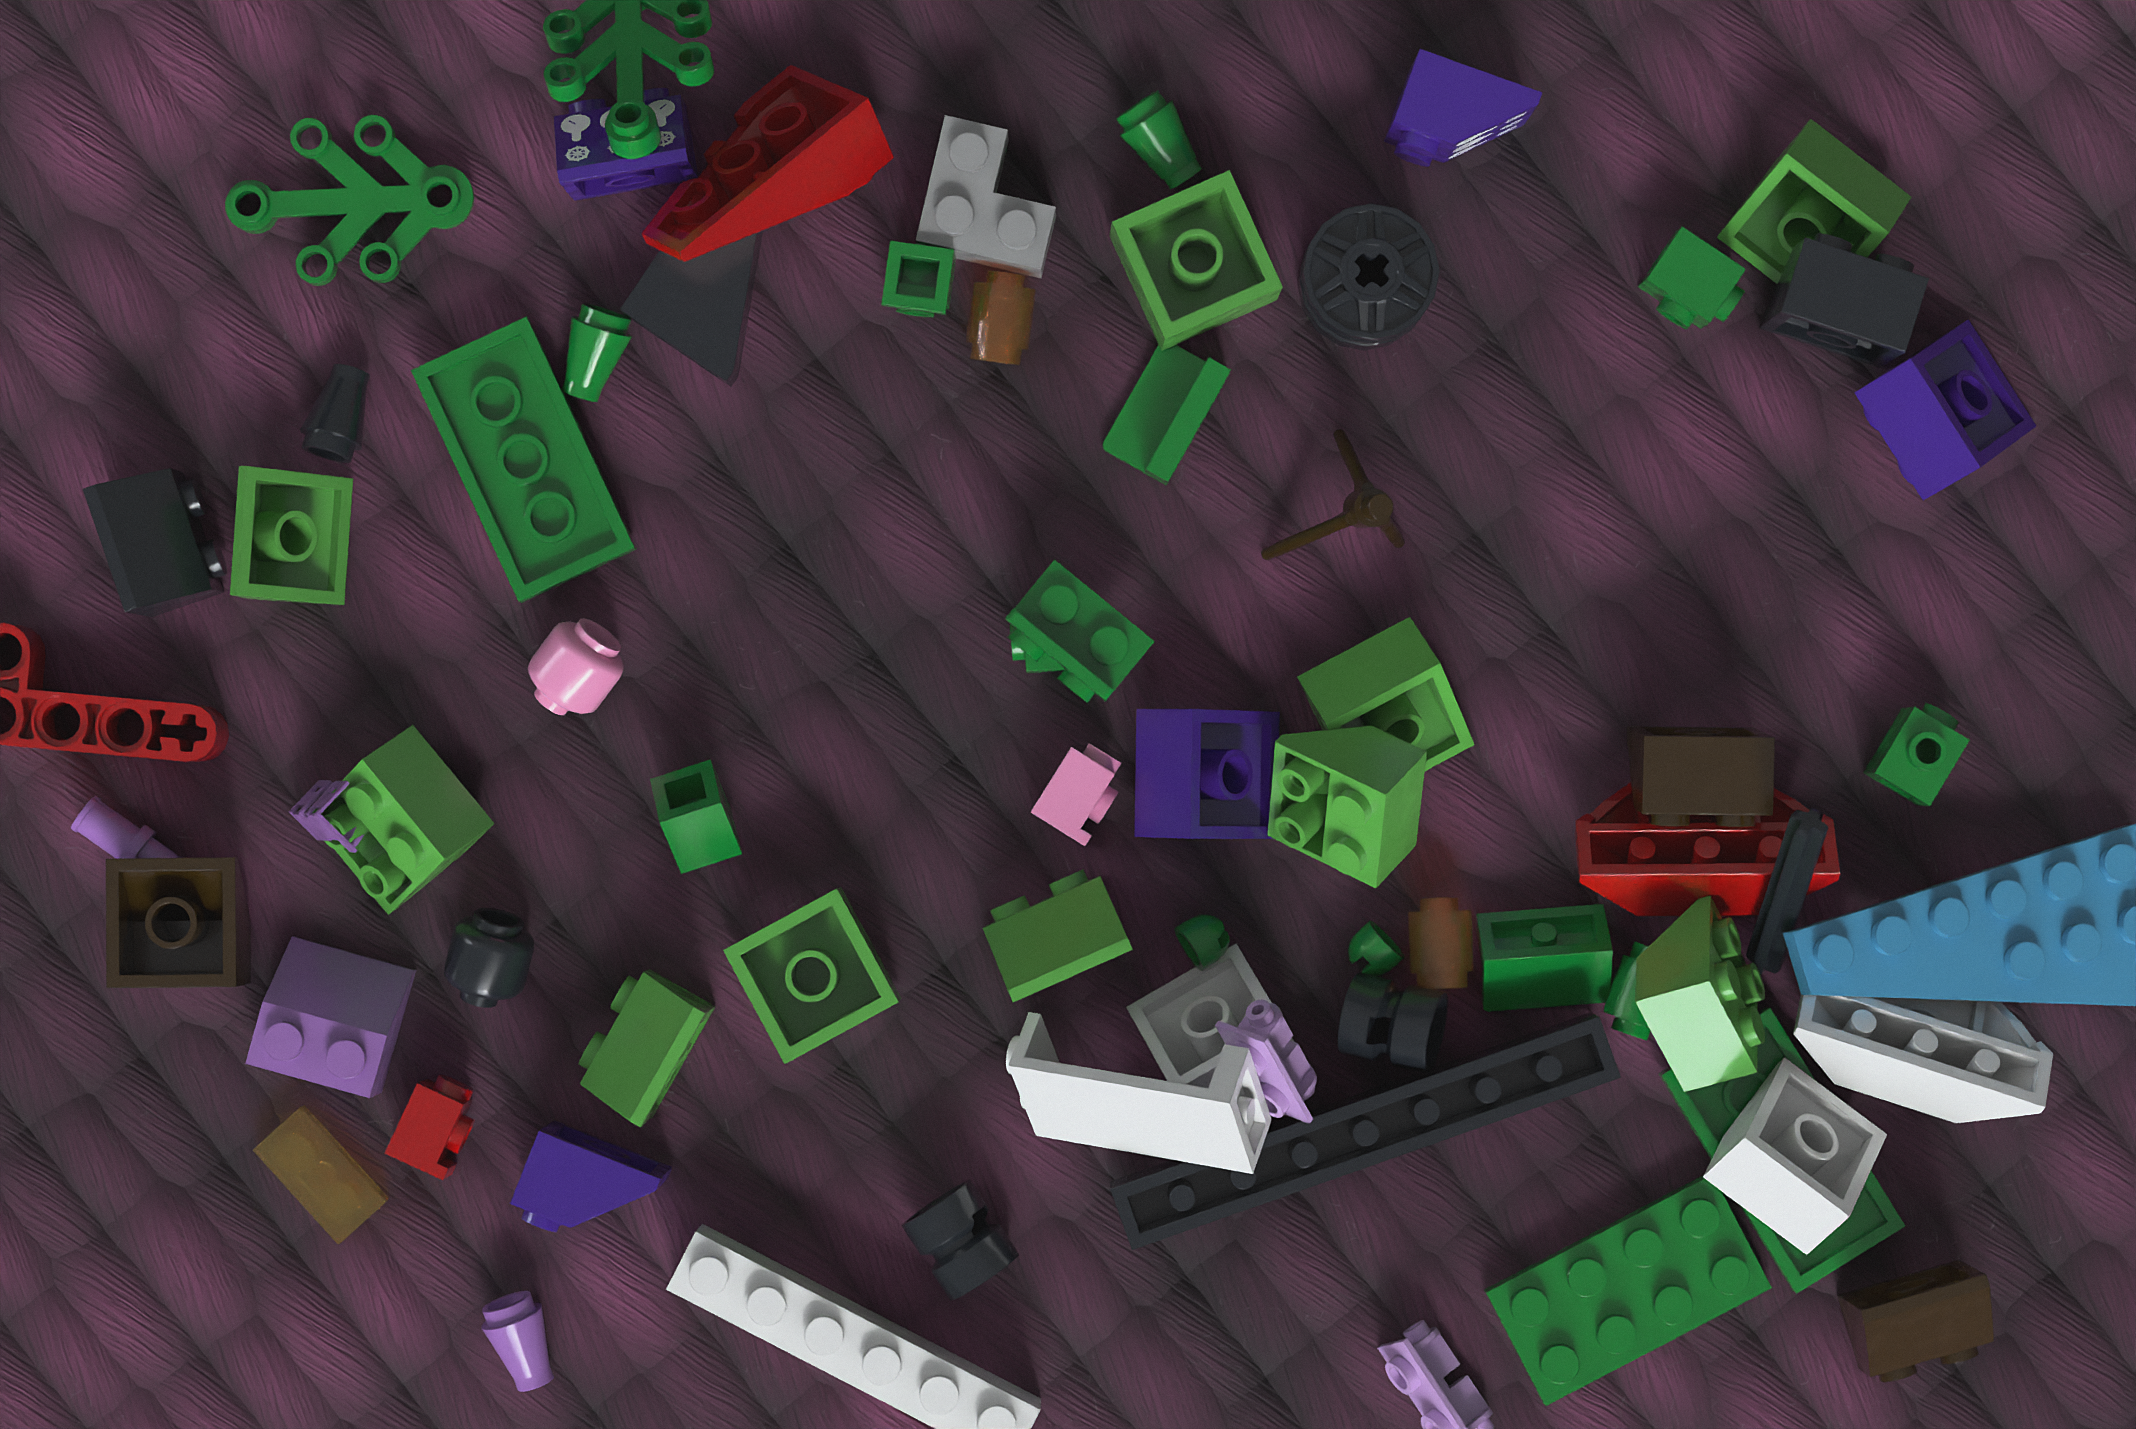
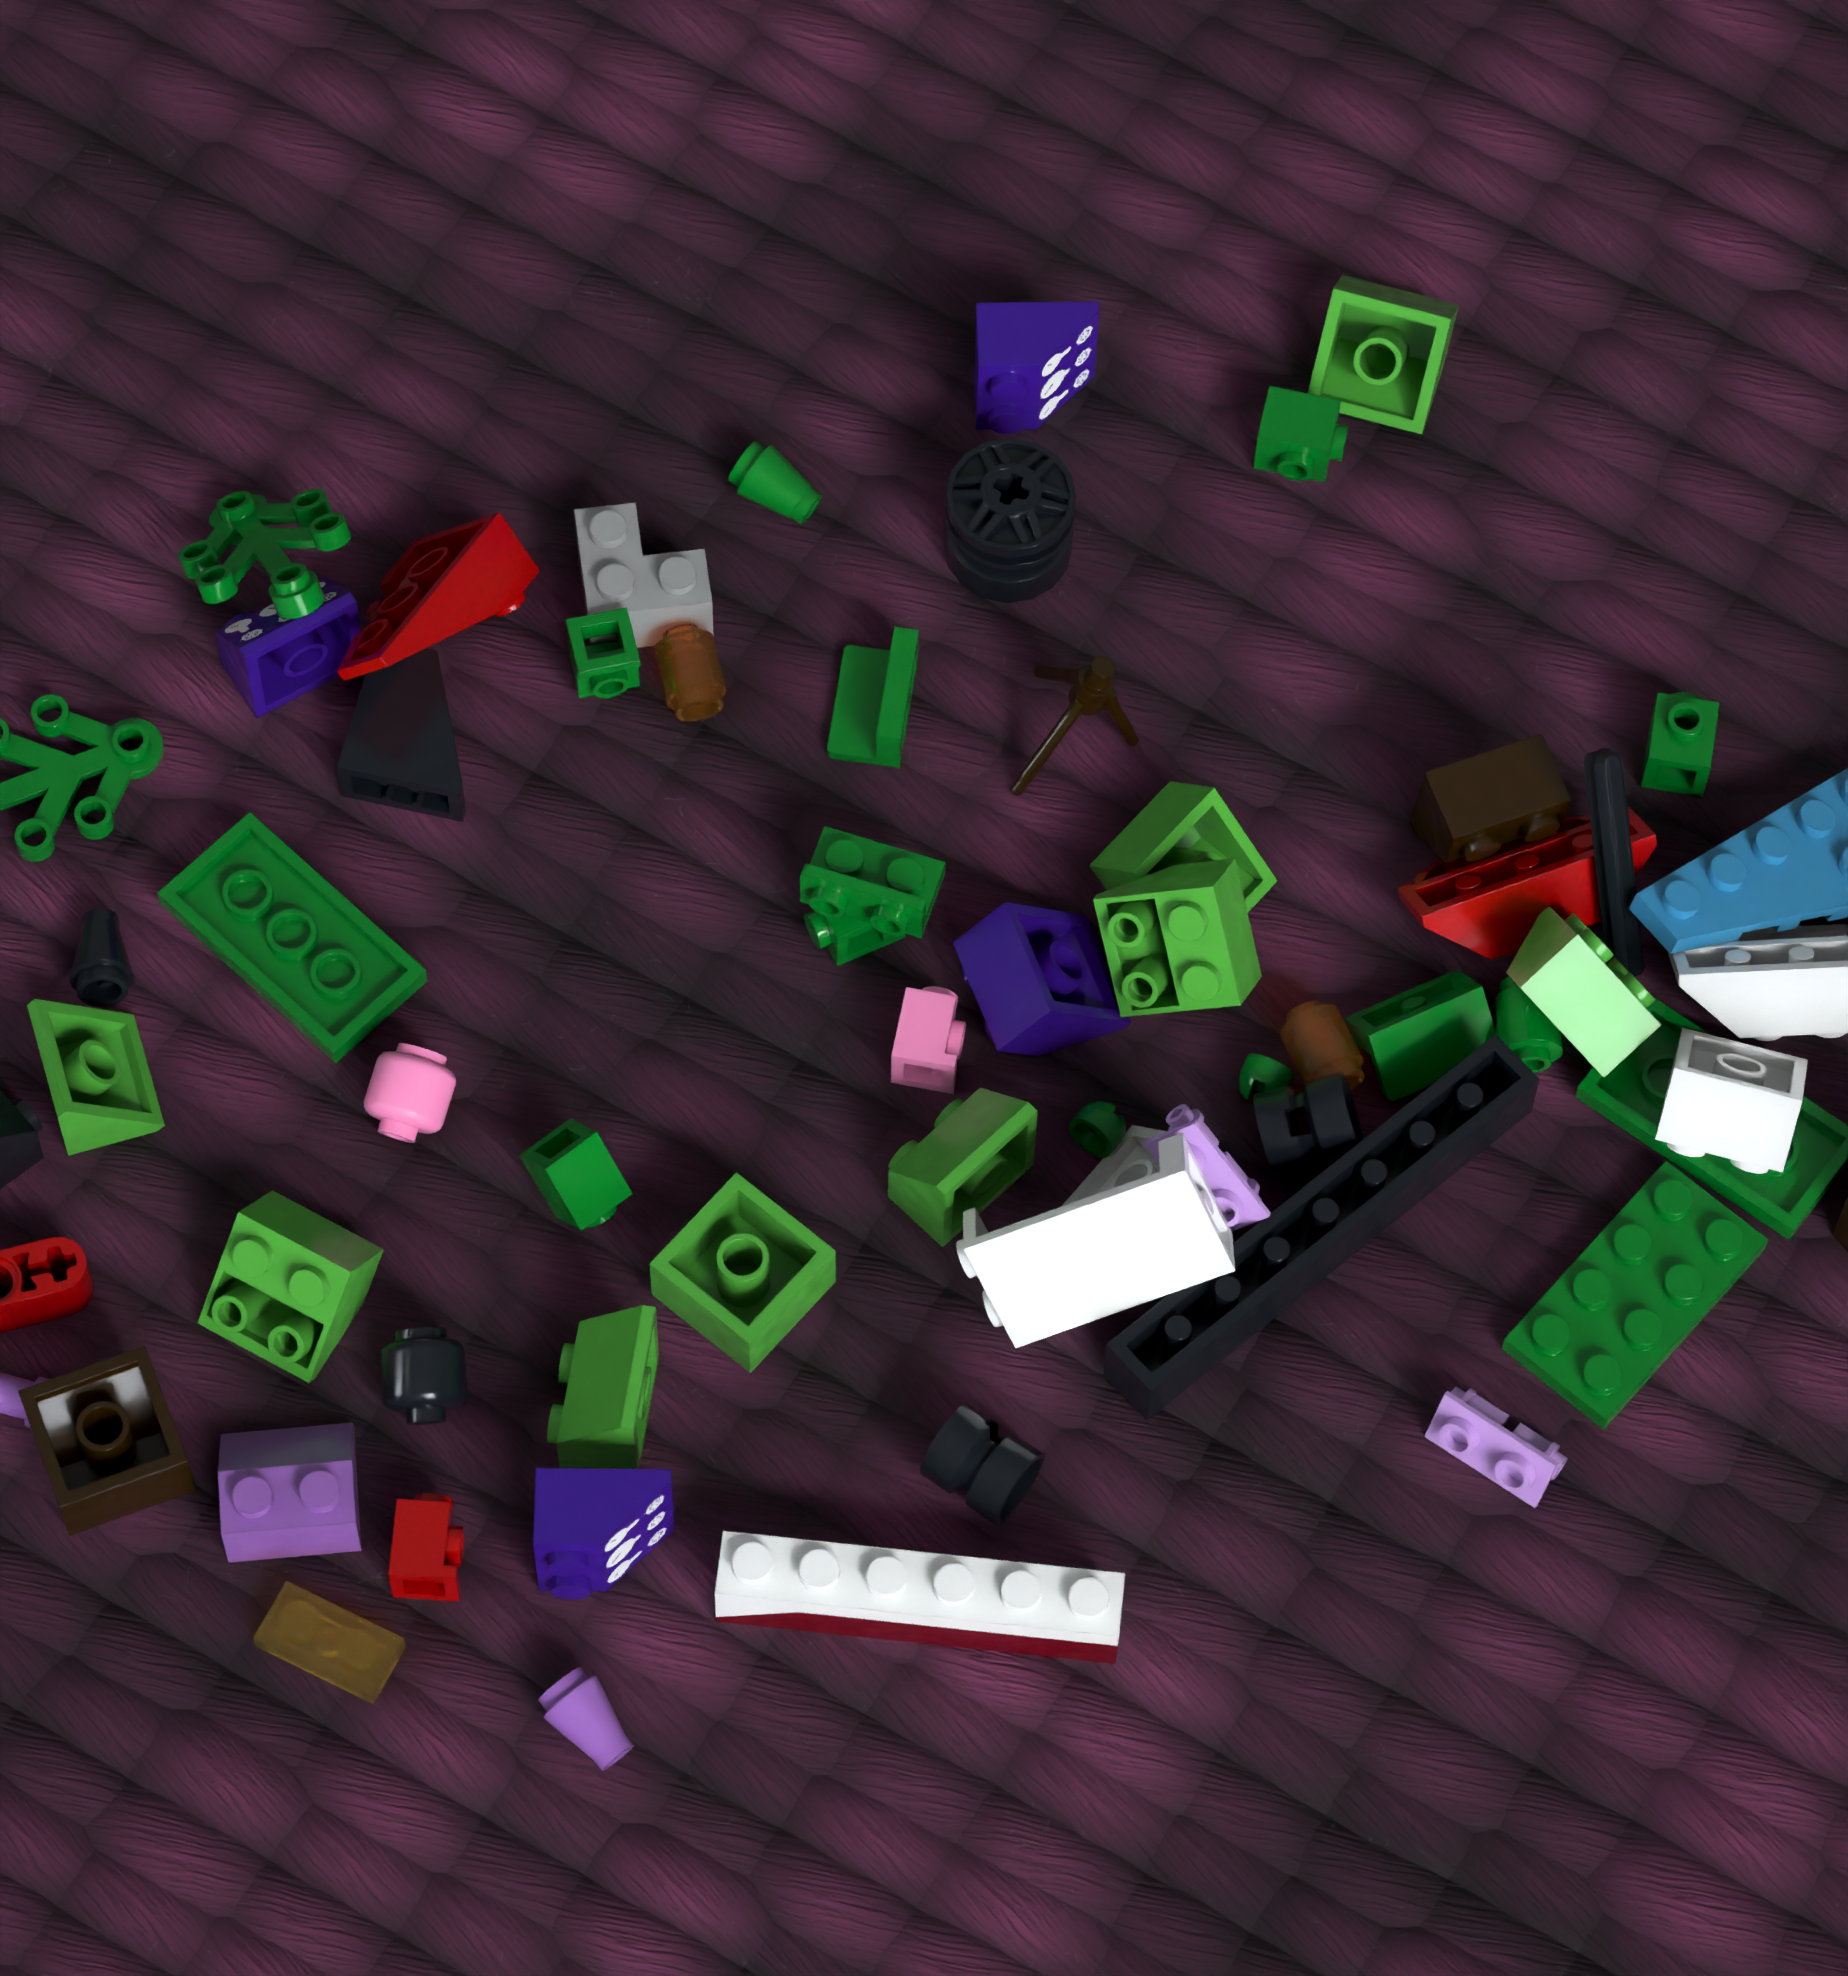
camera: 20 degrees left, 25 degrees down
(315, 822) = (219, 1297): medium lavender piece -> none
(594, 349) = (323, 820): green cone -> none
(1195, 260) = (848, 559): bright green brick -> none
(1846, 301) = (1439, 397): black slope -> none
(1945, 410) = (1566, 464): dark purple slope -> none

